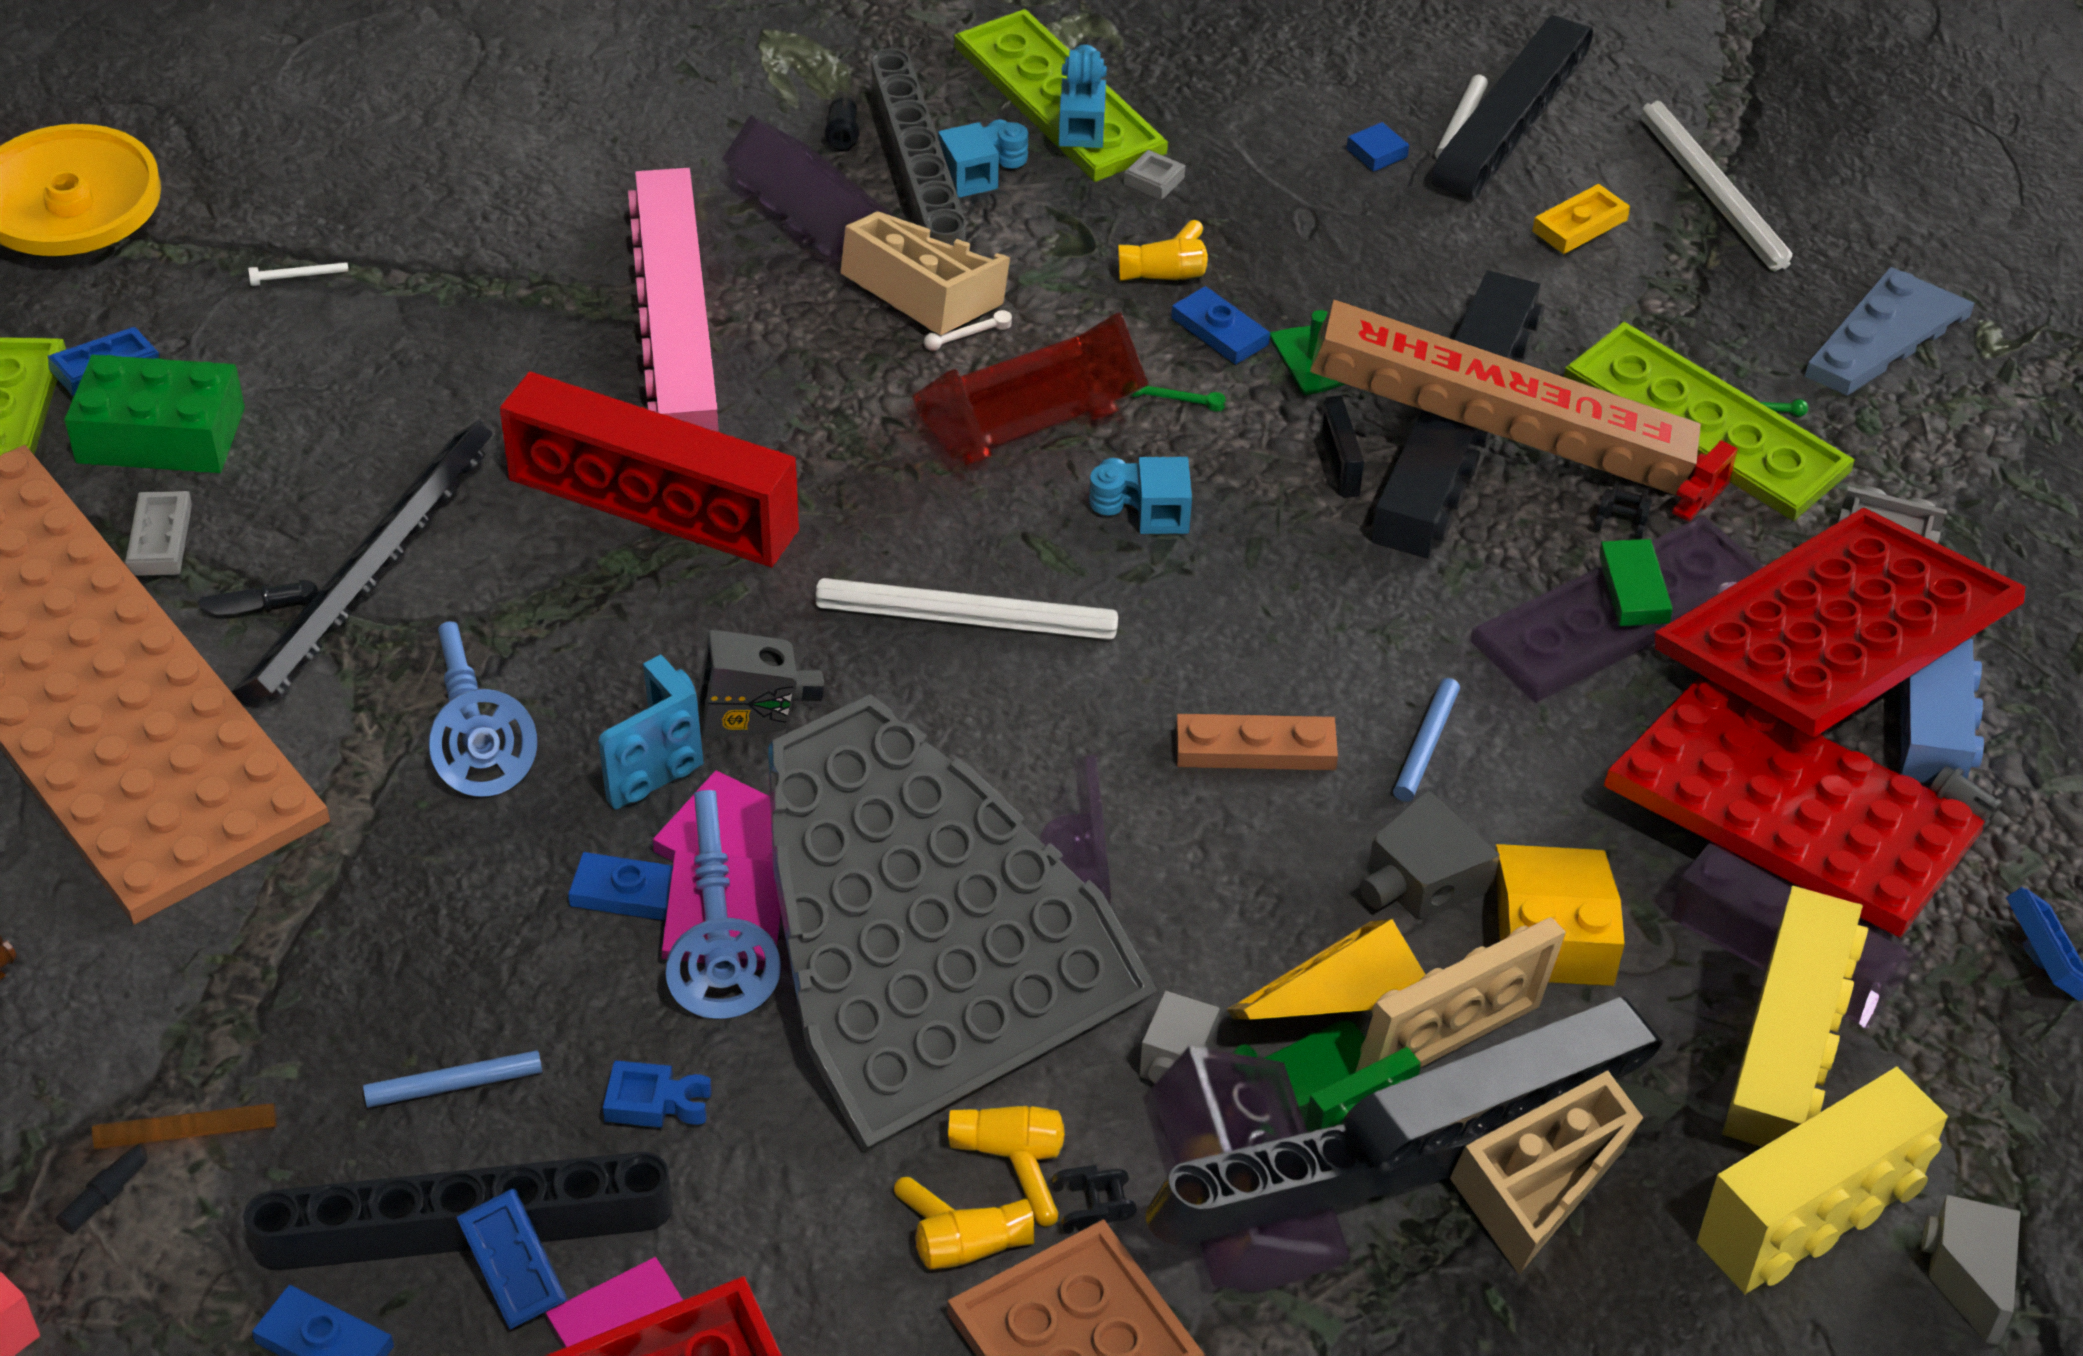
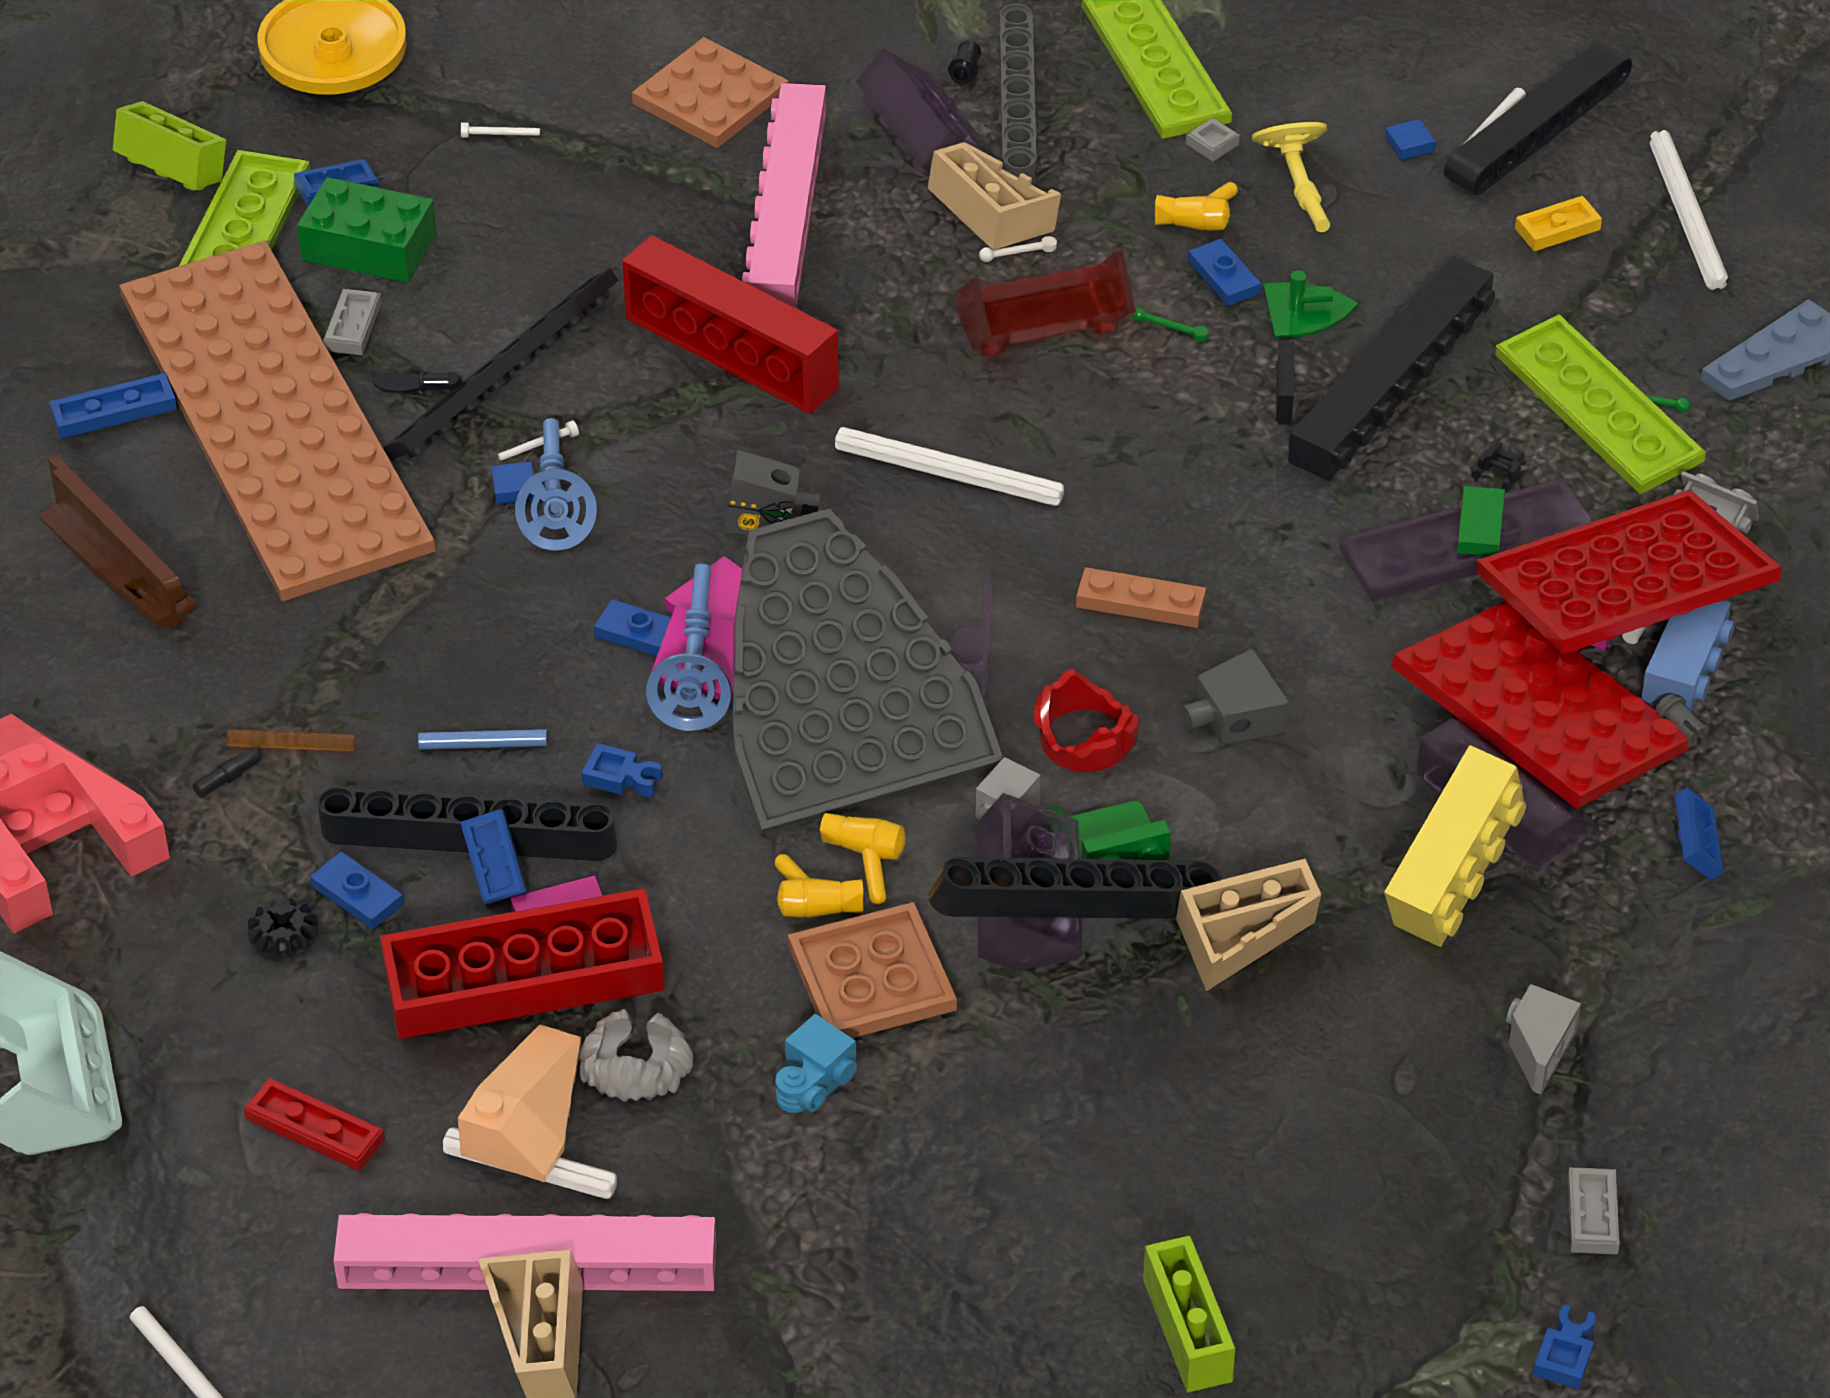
camera: 15 degrees right, 0 degrees up
(412, 712) = (509, 480): none -> blue tile
(473, 631) = (570, 429): none -> white piece
(546, 195) = (709, 92): none -> nougat plate
(655, 743) = (679, 528): dark azure bracket -> none
(977, 151) = (1063, 100): dark azure brick -> none
(1082, 99) = (1164, 68): dark azure brick -> none
(1092, 1182) = (916, 879): black piece -> none
(1153, 485) = (1123, 393): dark azure brick -> none
(1224, 883) = (1106, 745): none -> red piece
(1250, 166) = (1291, 142): none -> light yellow dish
(1339, 978) = (1139, 768): yellow slope -> none
(1426, 740) = (1275, 613): medium blue bar -> none
(1466, 998) = (1222, 795): tan plate -> none
(1498, 1084) = (1216, 853): beam -> none
(1506, 397) = (1422, 361): medium nougat brick -> none
(1577, 893) = (1324, 755): yellow slope -> none
(1706, 480) = (1576, 451): red plate -> none
(1821, 1181) = (1441, 958): light yellow brick -> none

